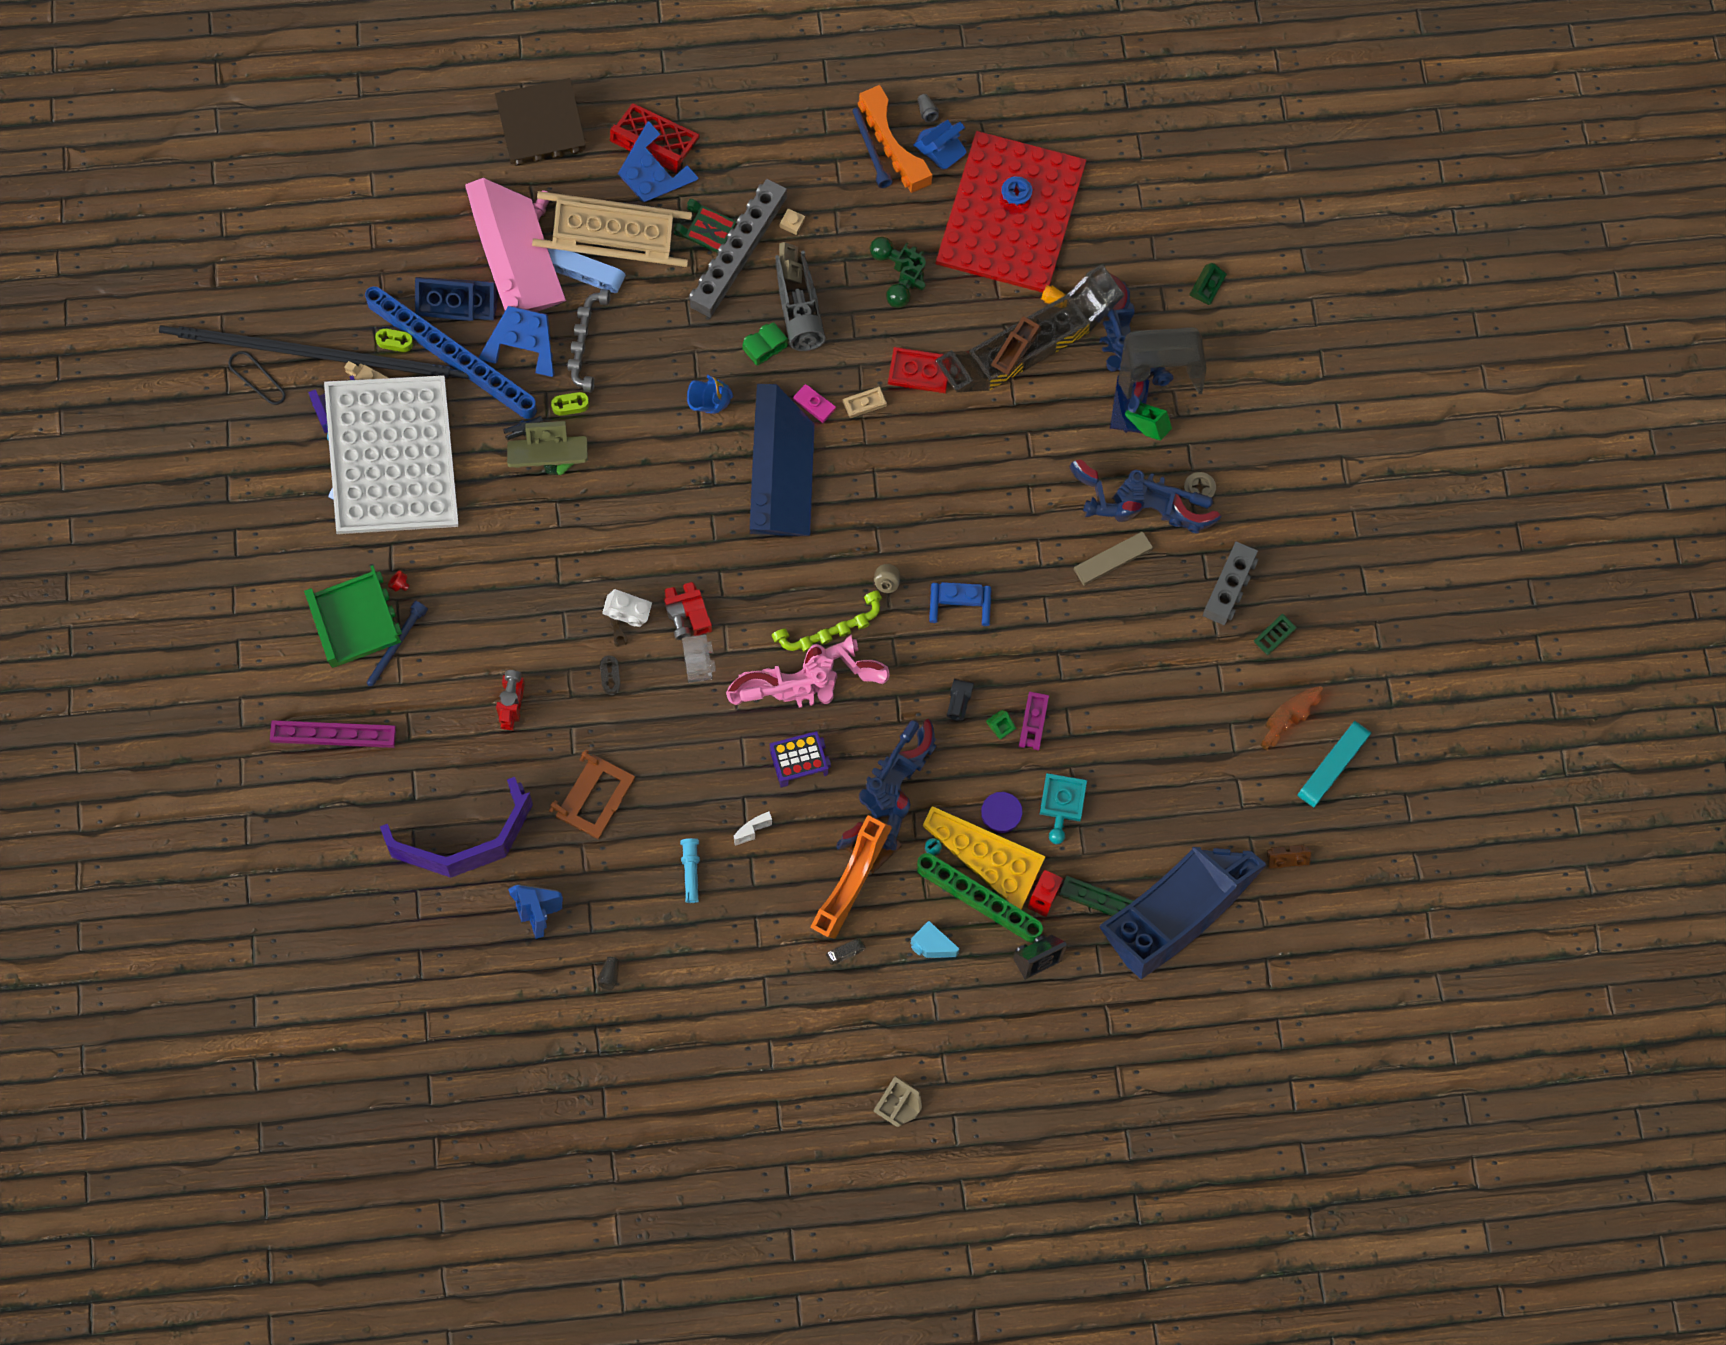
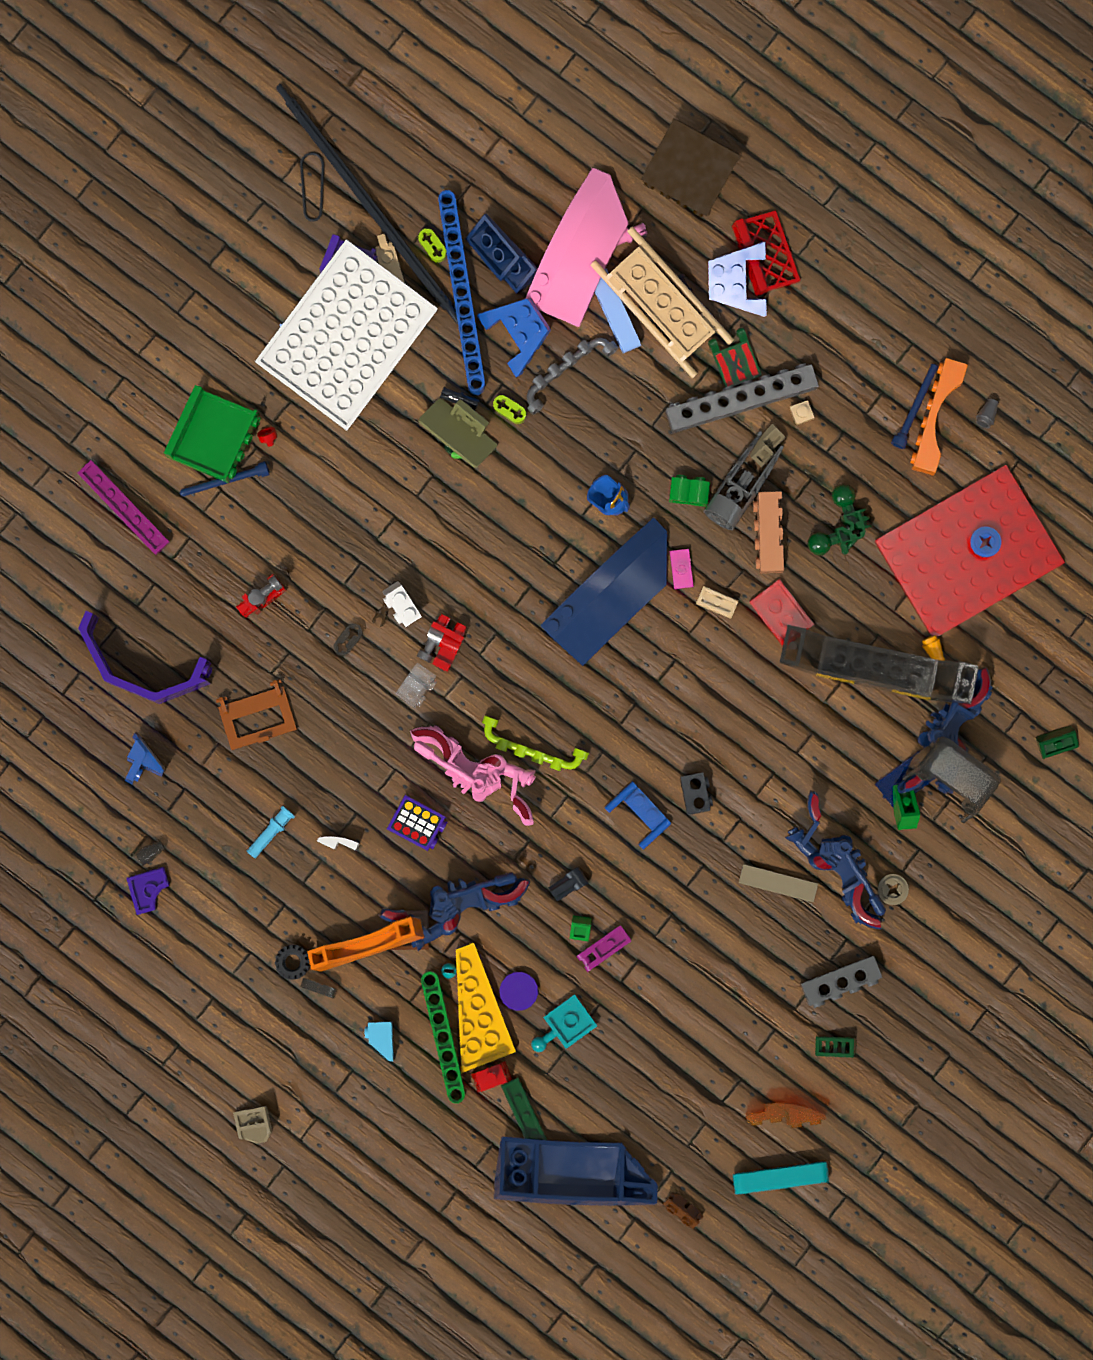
camera: 50 degrees right, 15 degrees up
(633, 1005) = (145, 889): none -> dark purple tile
(810, 963) = (282, 968): none -> black tyre
(853, 318) = (769, 533): none -> nougat wedge
(887, 578) = (602, 750): dark tan head -> none
(941, 144) = (968, 452): blue piece -> none
(983, 553) = (690, 794): none -> black brick
(1016, 345) = (859, 666): reddish brown slope -> none
(1039, 955) = (441, 1116): black slope -> none

